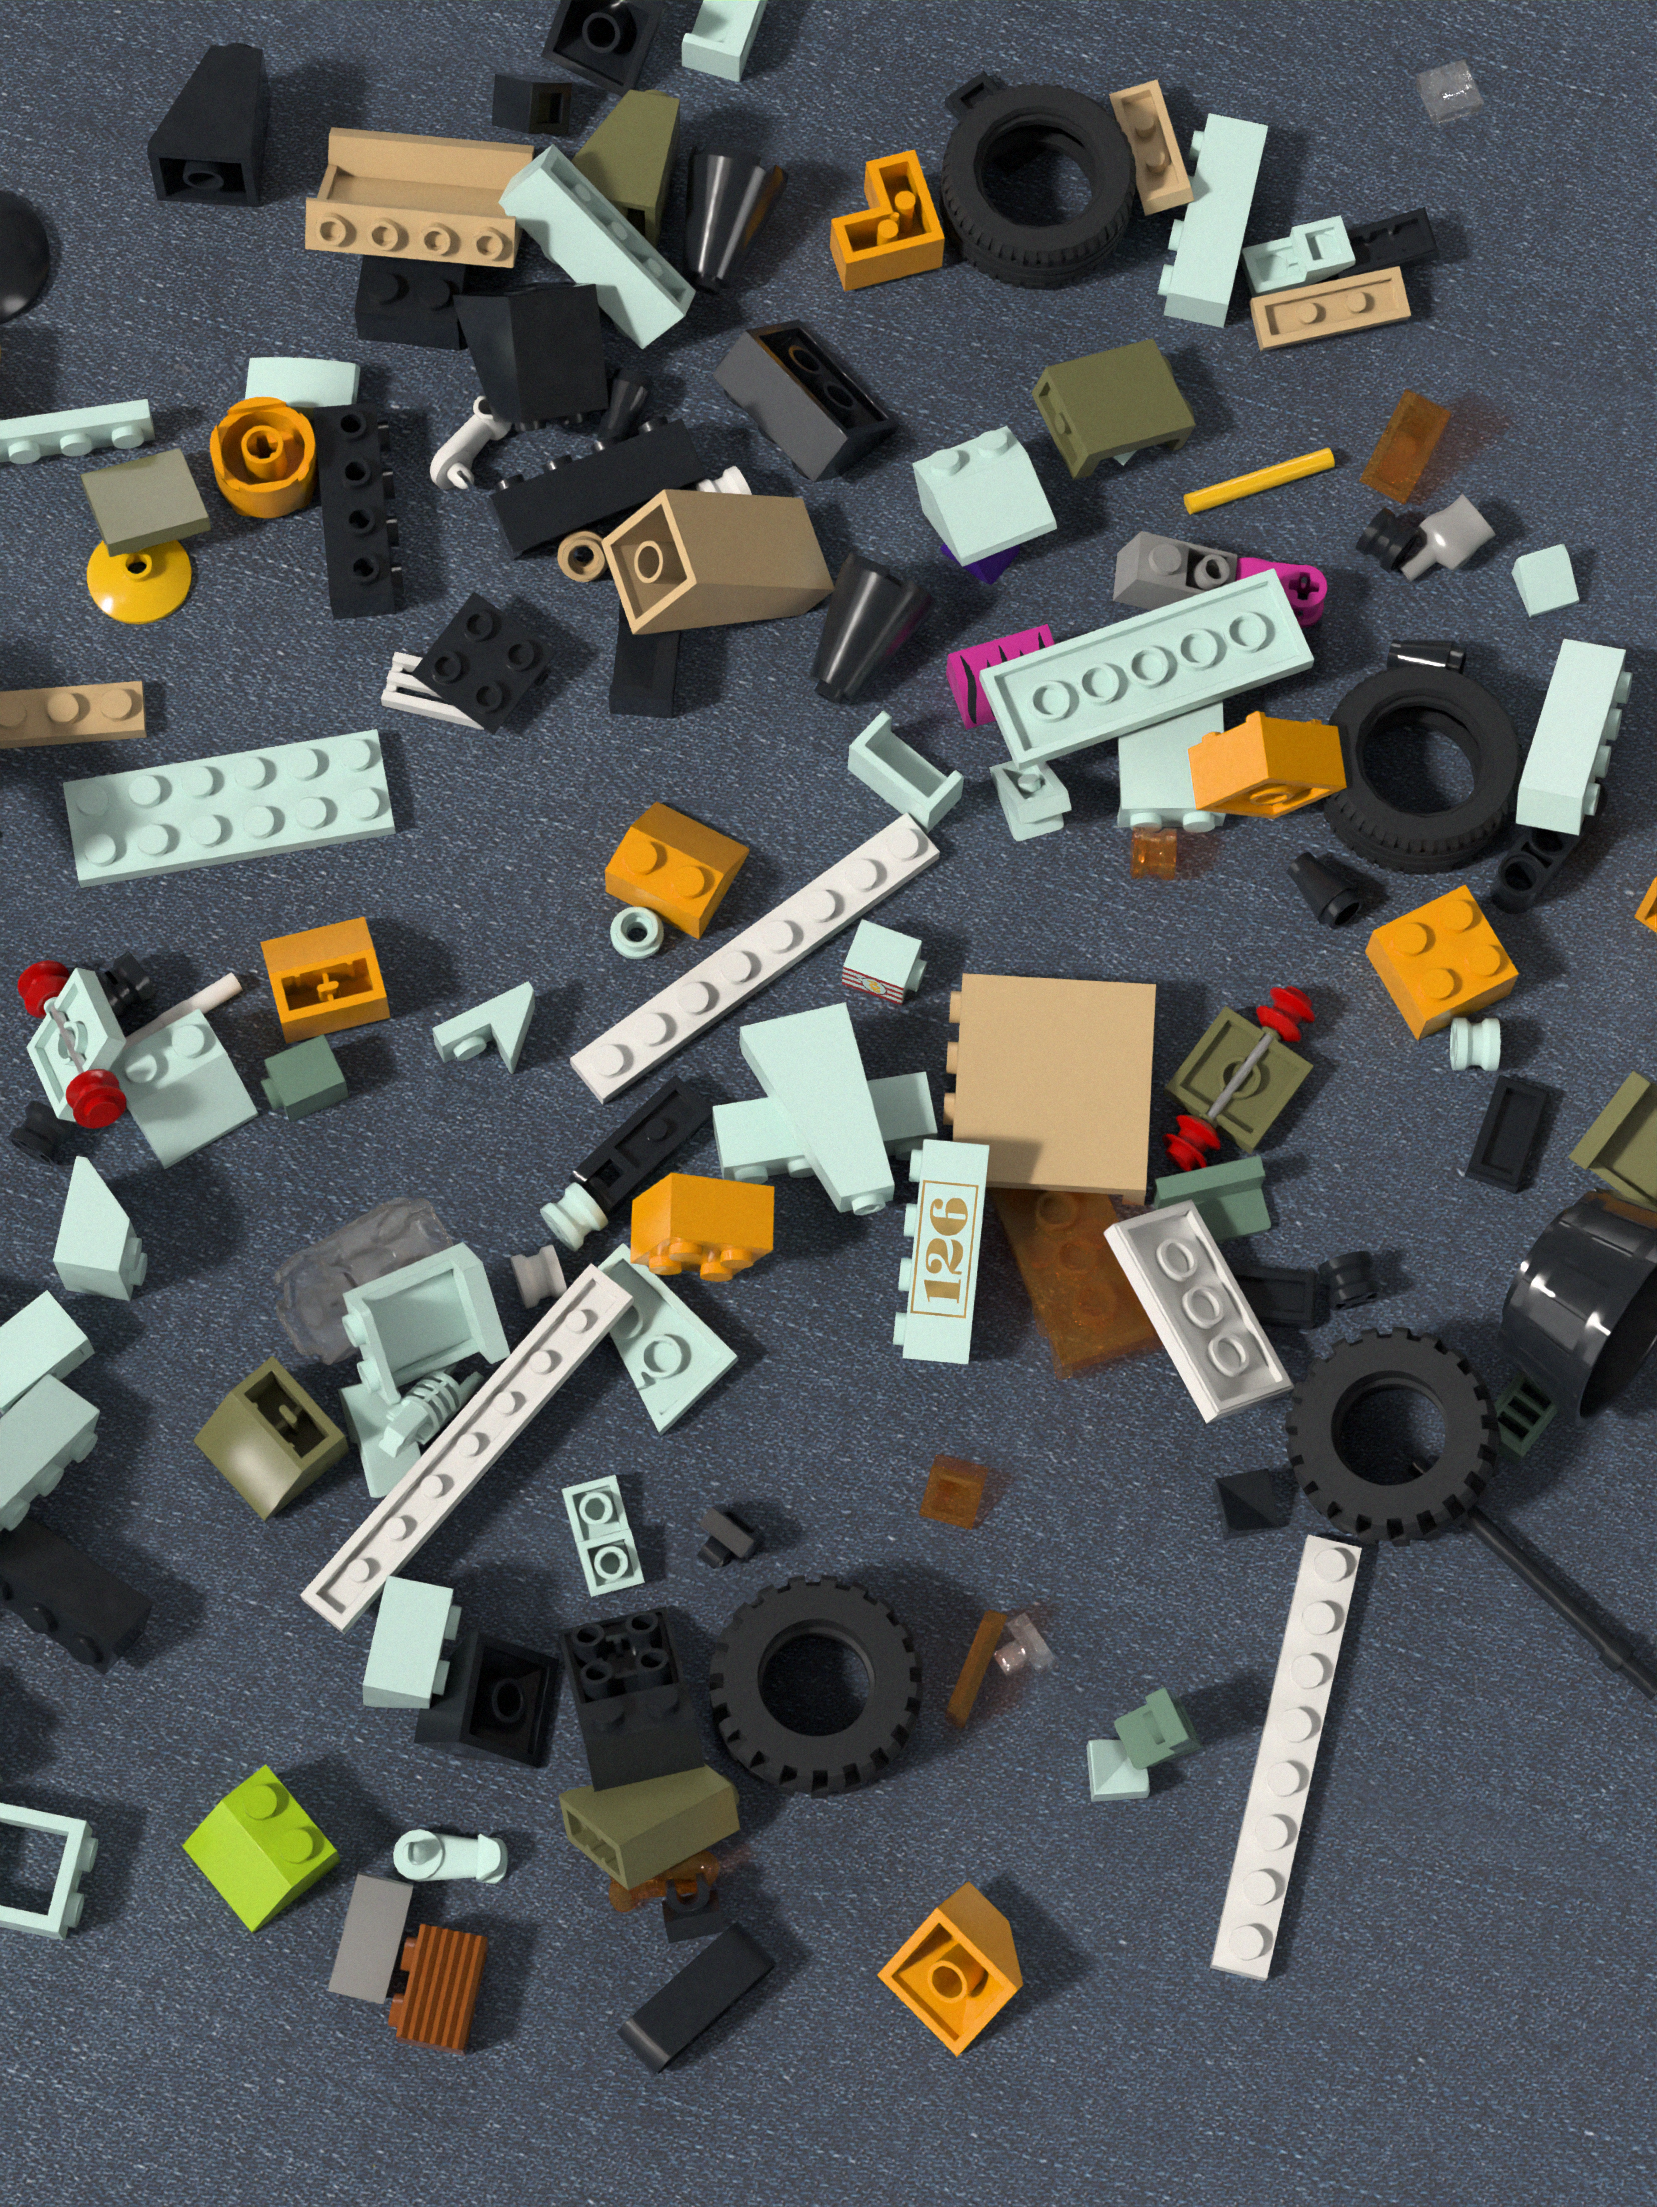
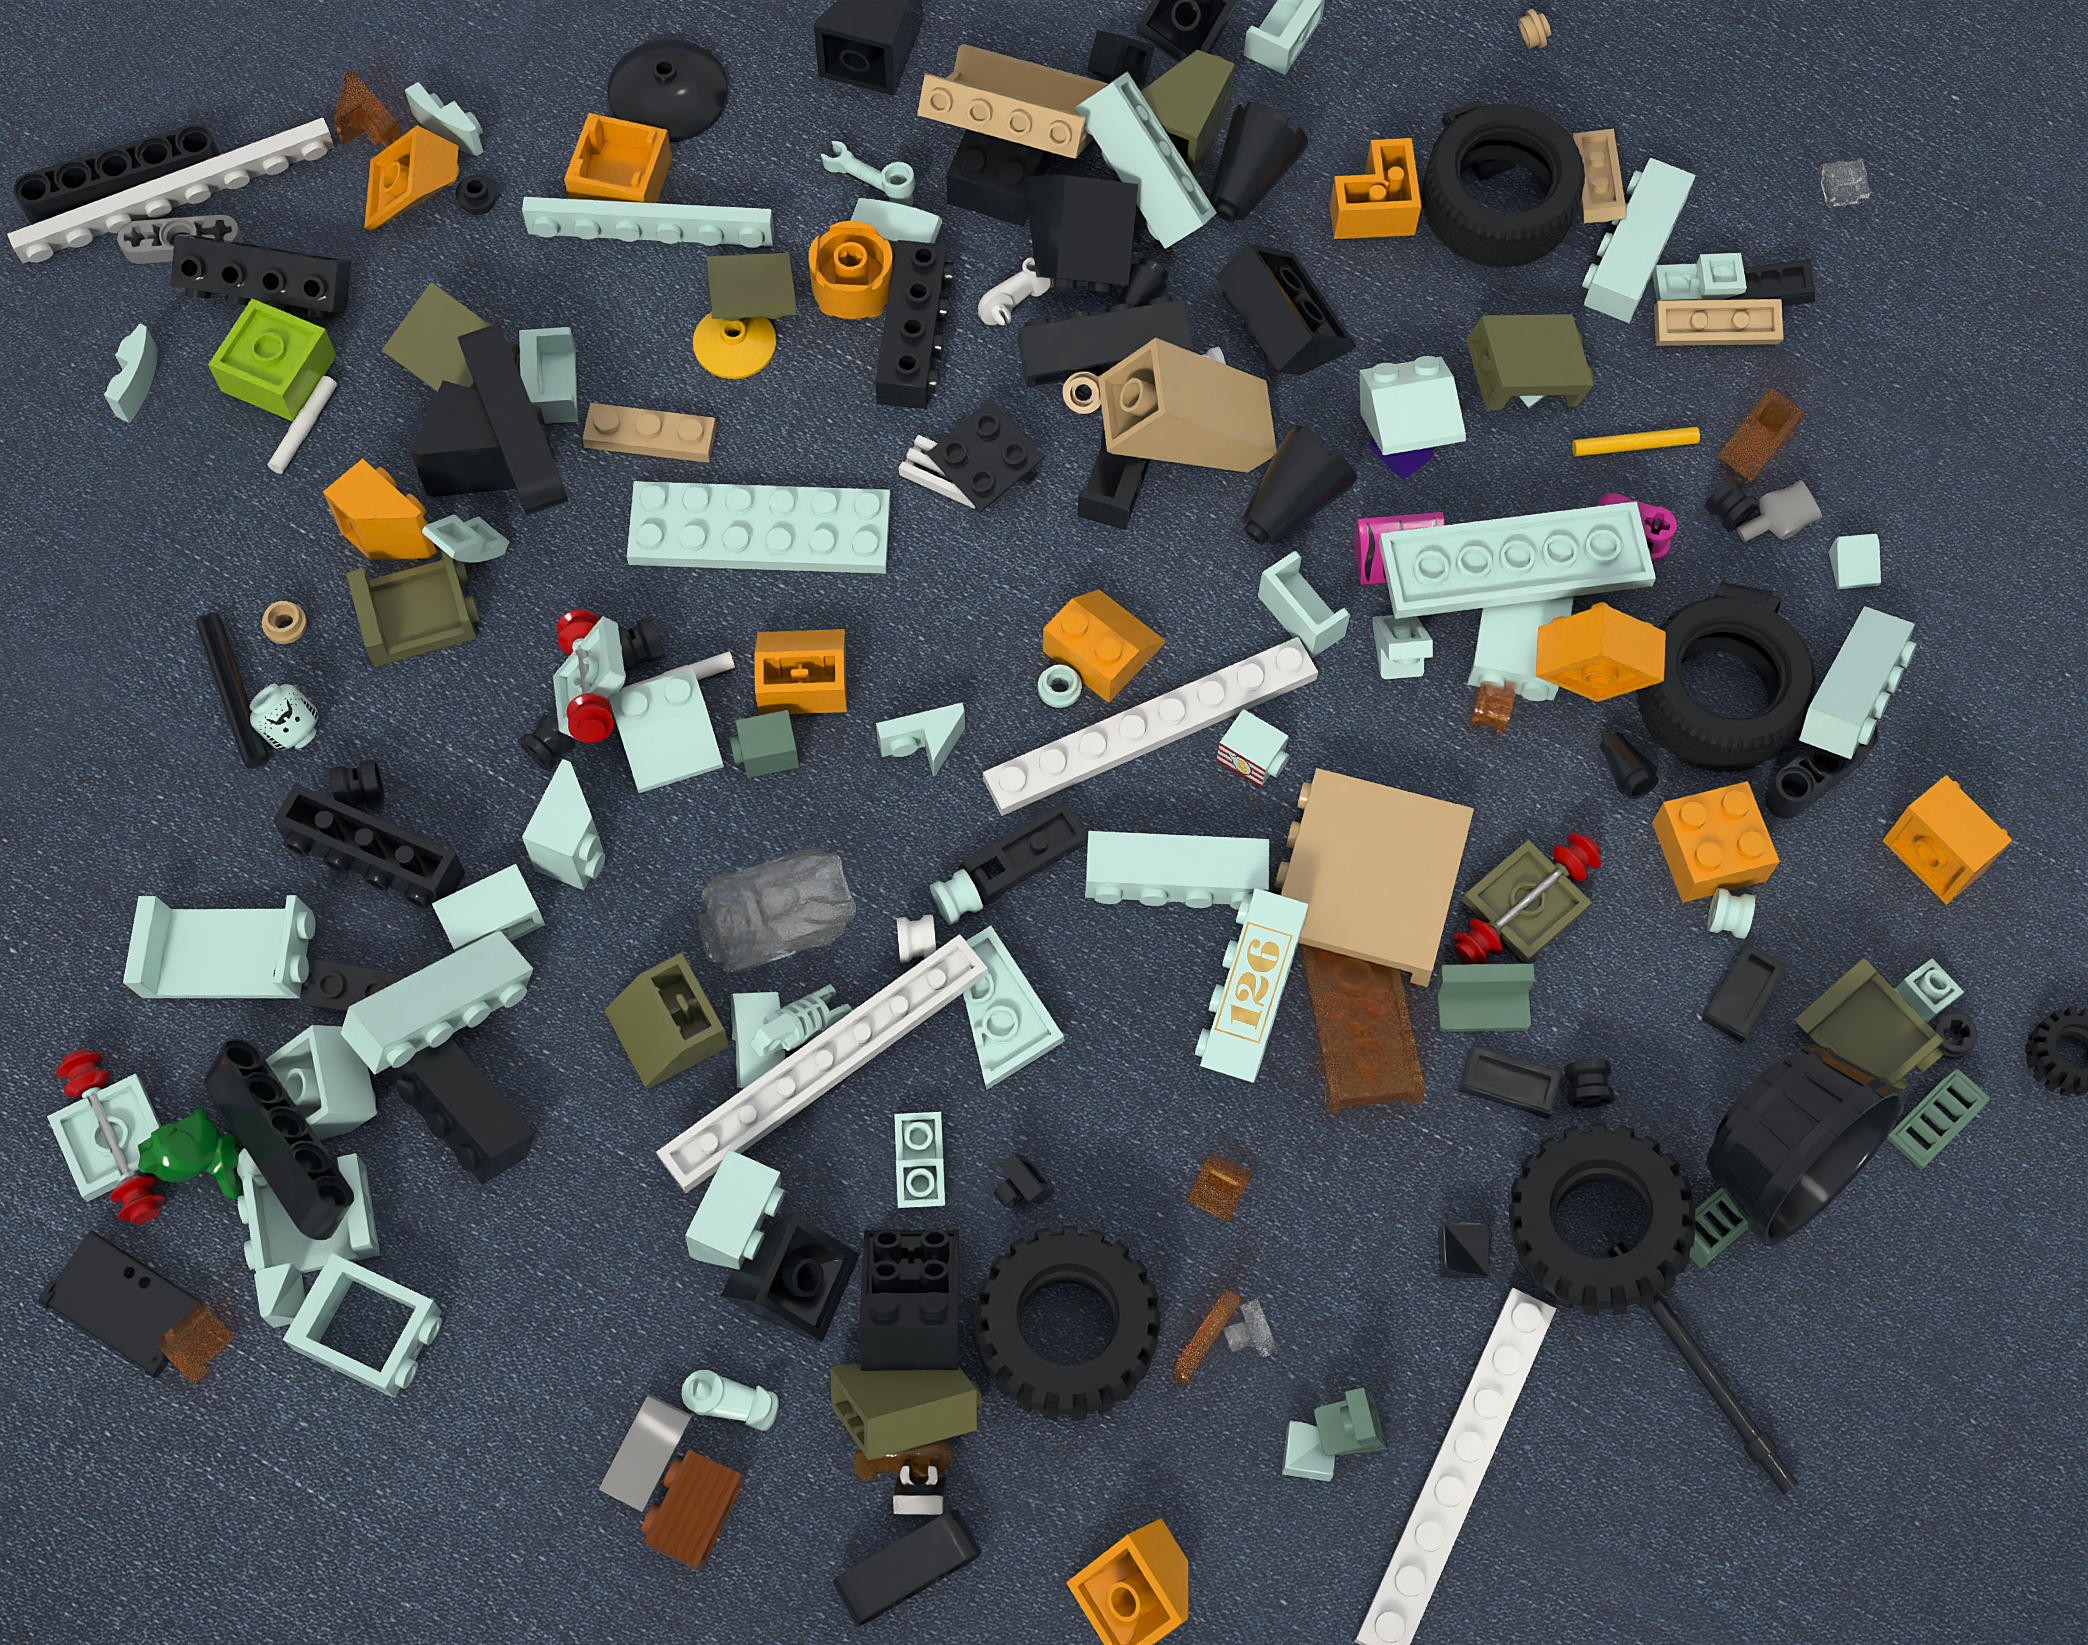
camera: 15 degrees right, 5 degrees down
(260, 1849) = (573, 1357): lime slope -> none
(291, 325) = (895, 179): none -> light aqua brick
(423, 1320) = (810, 950): light aqua panel -> none
(702, 1226) = (1057, 922): light orange brick -> none
(822, 1094) = (1180, 842): light aqua slope -> none
(1164, 570) = (1545, 487): light grey slope -> none
(1198, 1310) = (1456, 1080): white tile -> none

